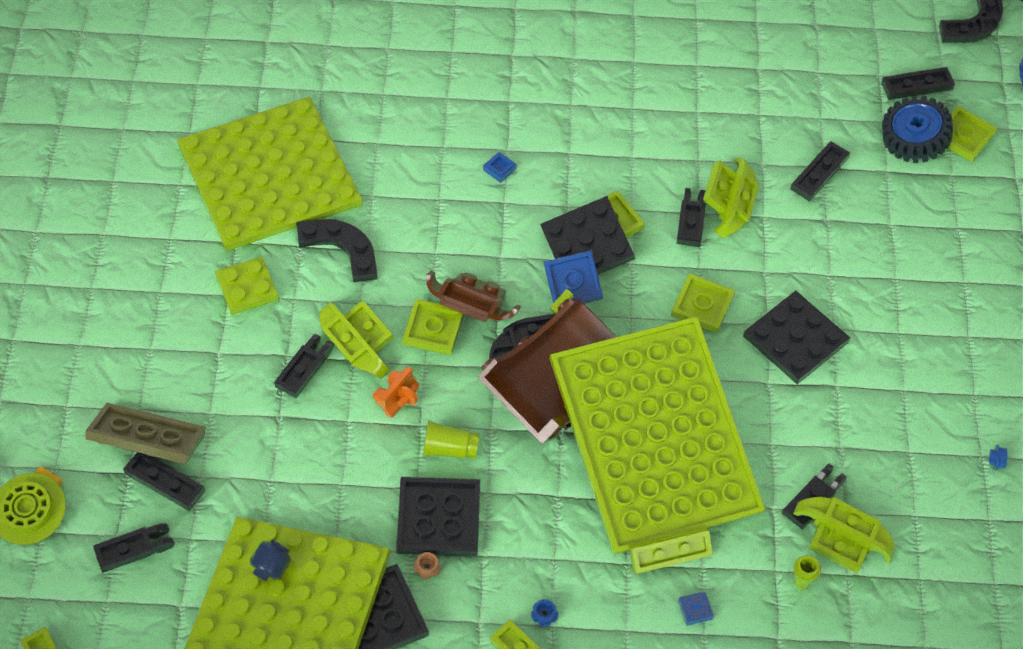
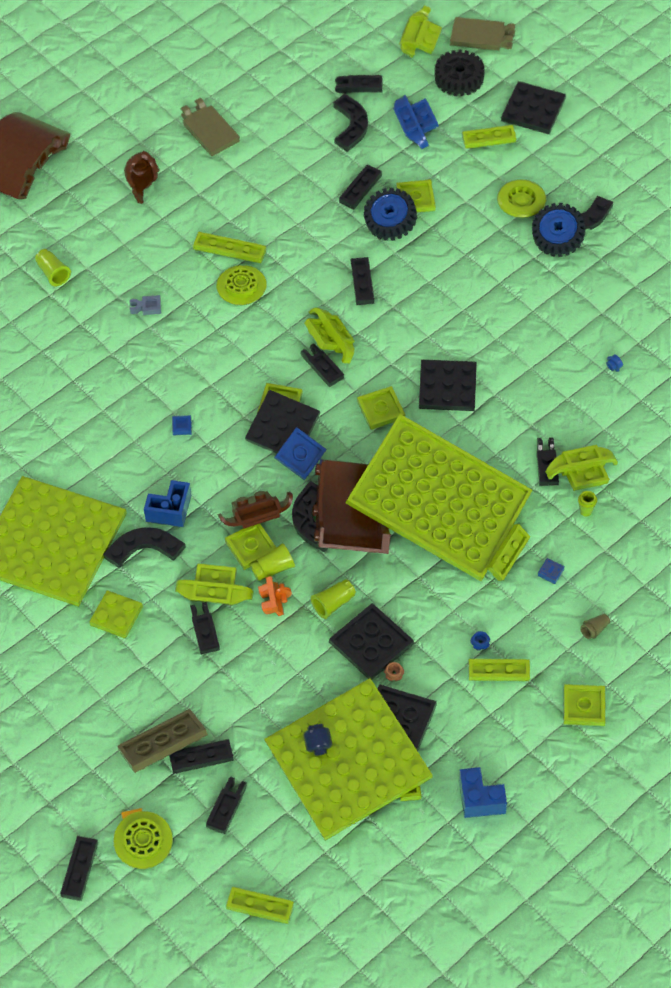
camera: 40 degrees left, 0 degrees up
(400, 231) = (170, 508): none -> blue brick
(432, 360) = (272, 563): none -> lime plant
(565, 295) = (310, 466): lime tile -> none
(591, 38) = (149, 305): none -> sand blue plate
(701, 80) = (241, 279): none -> lime wheel
(726, 43) = (229, 247): none -> lime plate

